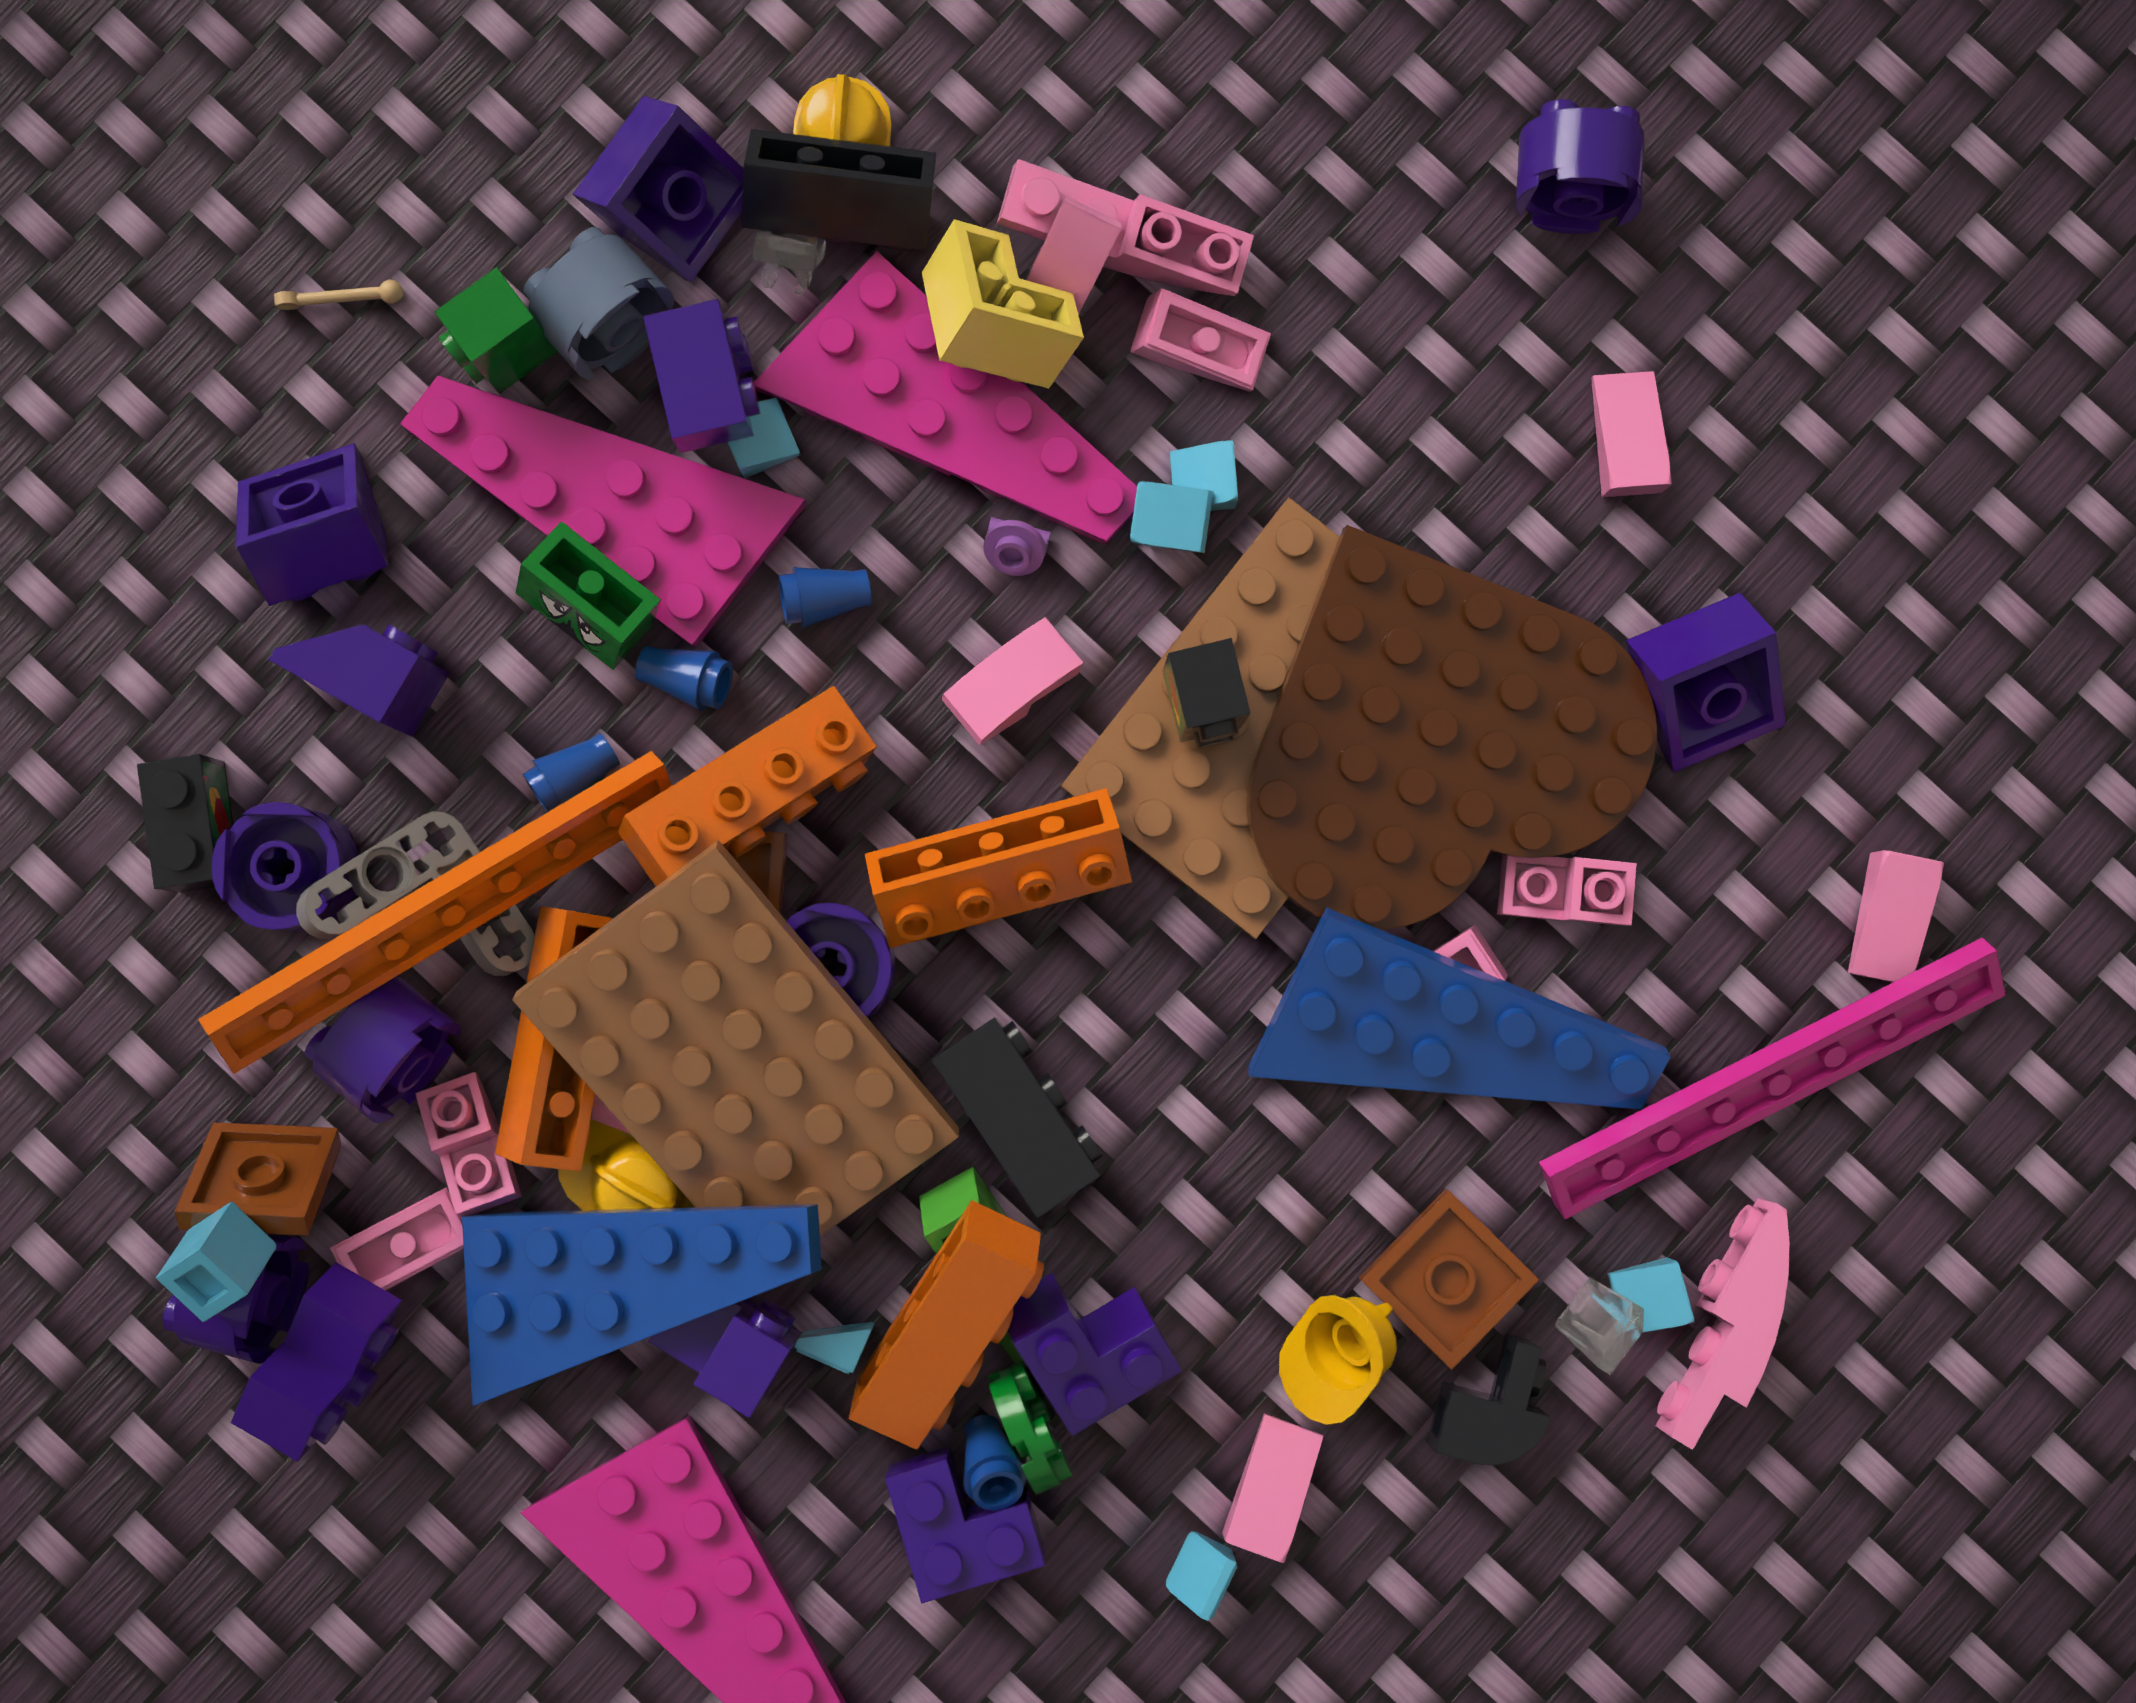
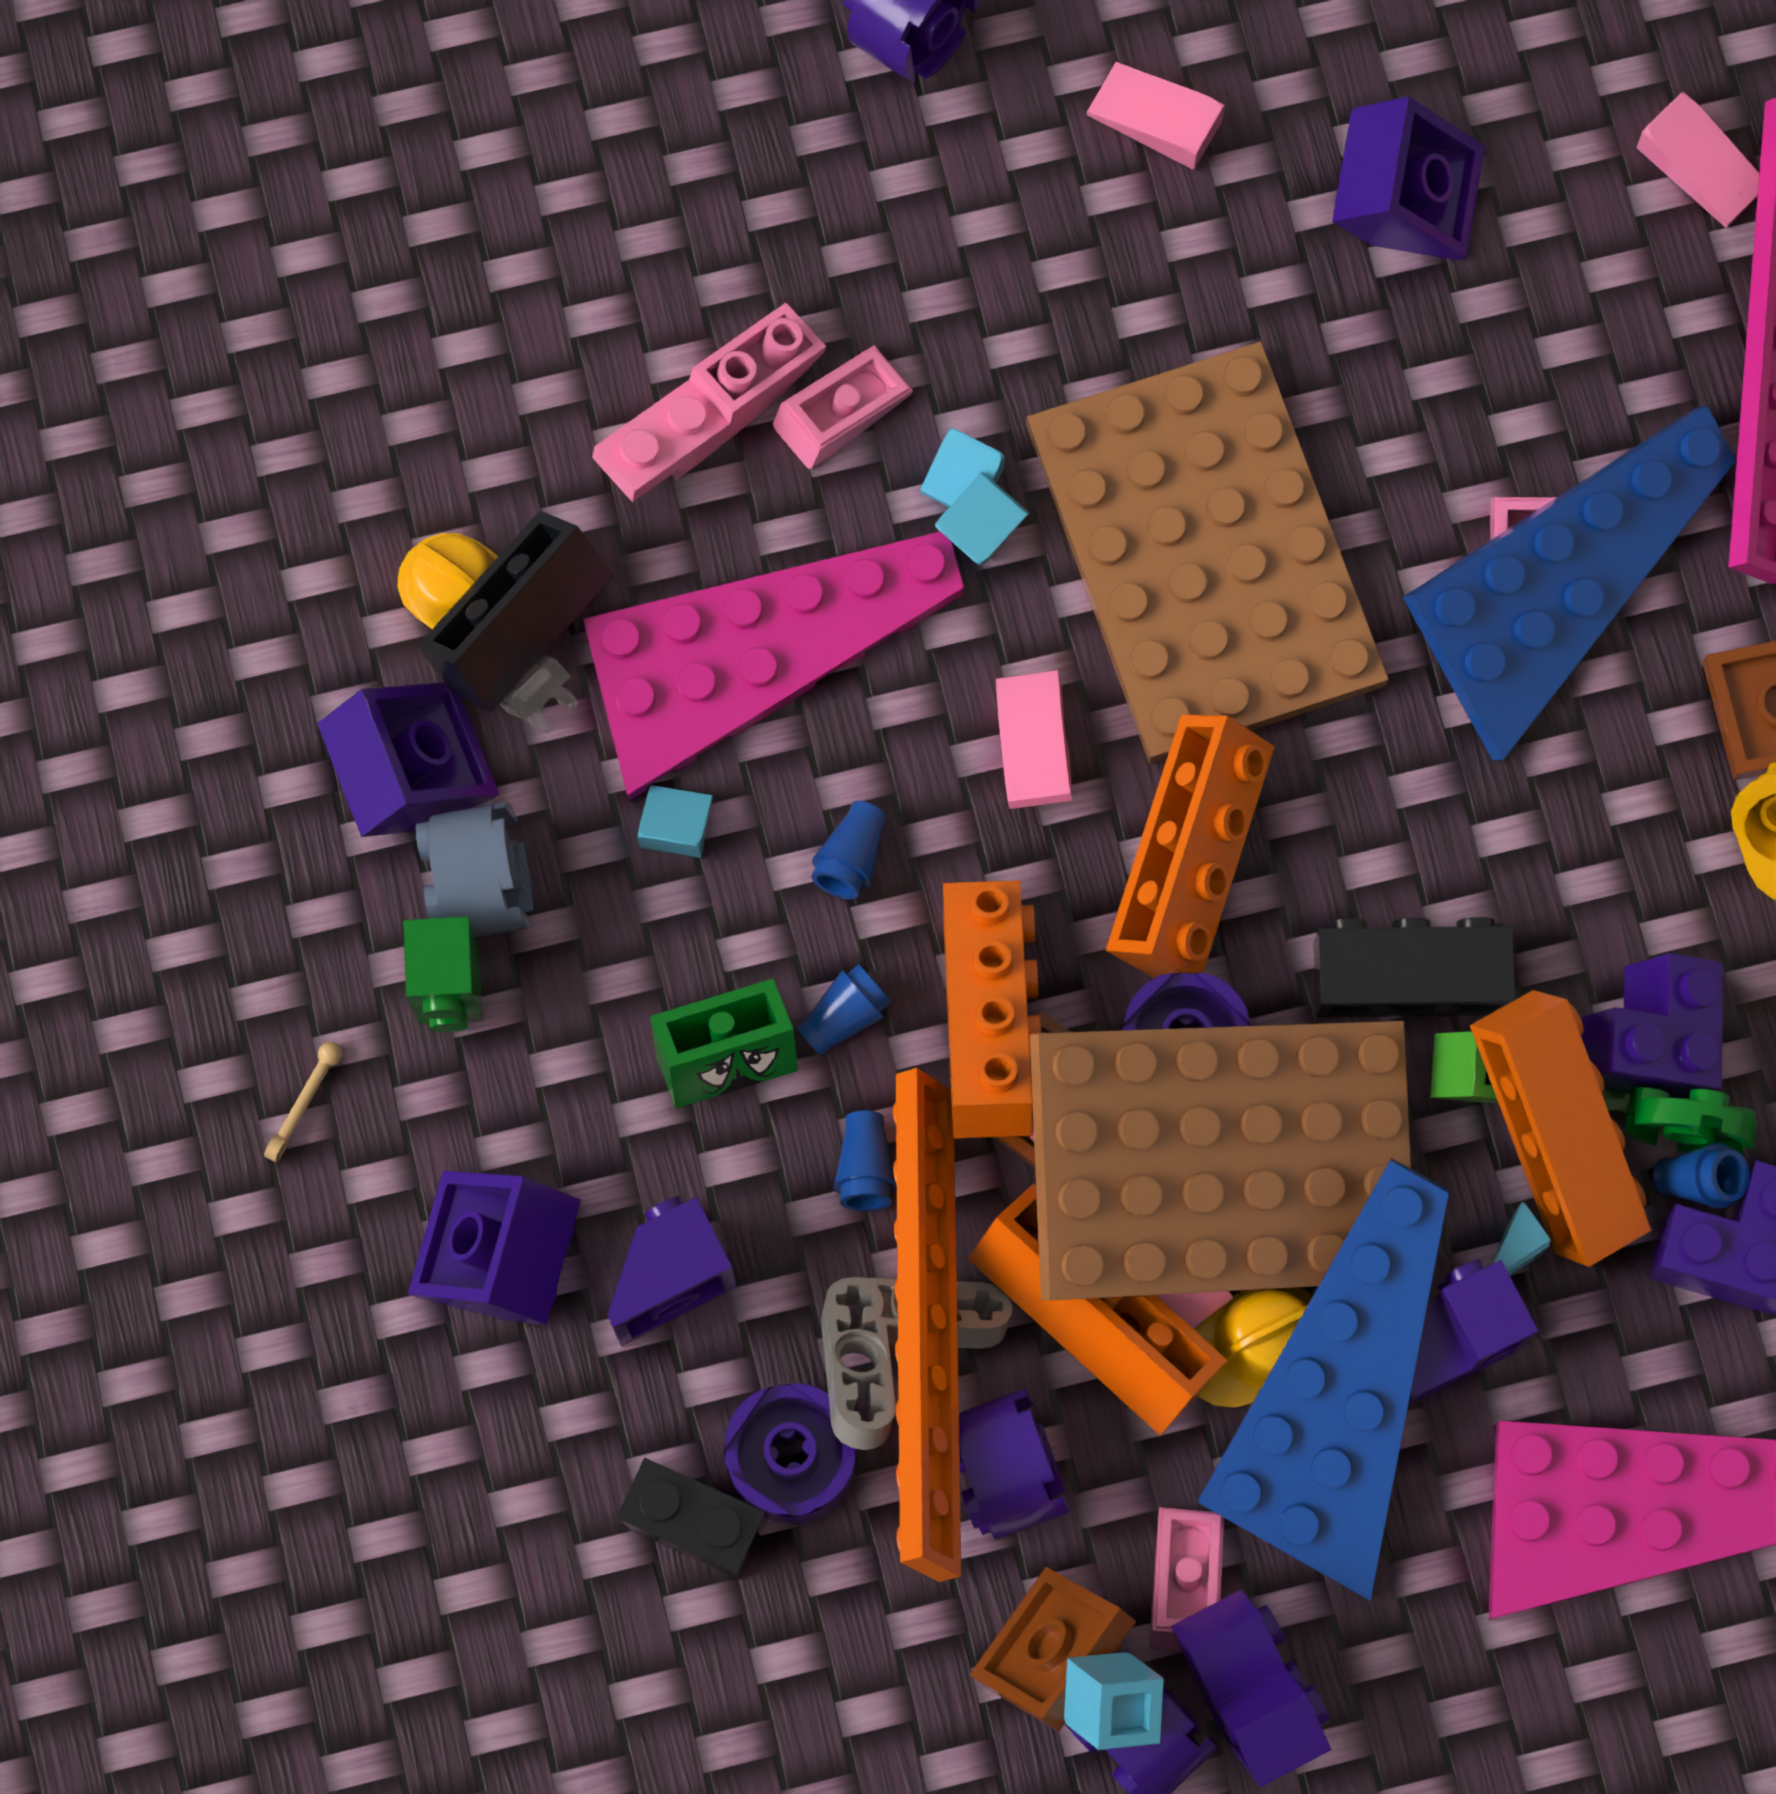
camera: 50 degrees left, 10 degrees down
(465, 1137) = (1135, 1461): bright pink slope -> none
(657, 516) = (692, 939): dark pink wing -> none
(701, 374) = (604, 819): dark purple brick -> none
(991, 316) = (712, 551): light yellow brick -> none
(1015, 546) = (916, 666): medium lavender plate -> none
(1075, 250) = (711, 462): bright pink slope -> none
(1206, 693) = (1161, 574): black brick -> none
(1437, 730) = (1312, 420): reddish brown plate -> none
(1567, 889) = (1509, 403): bright pink slope -> none

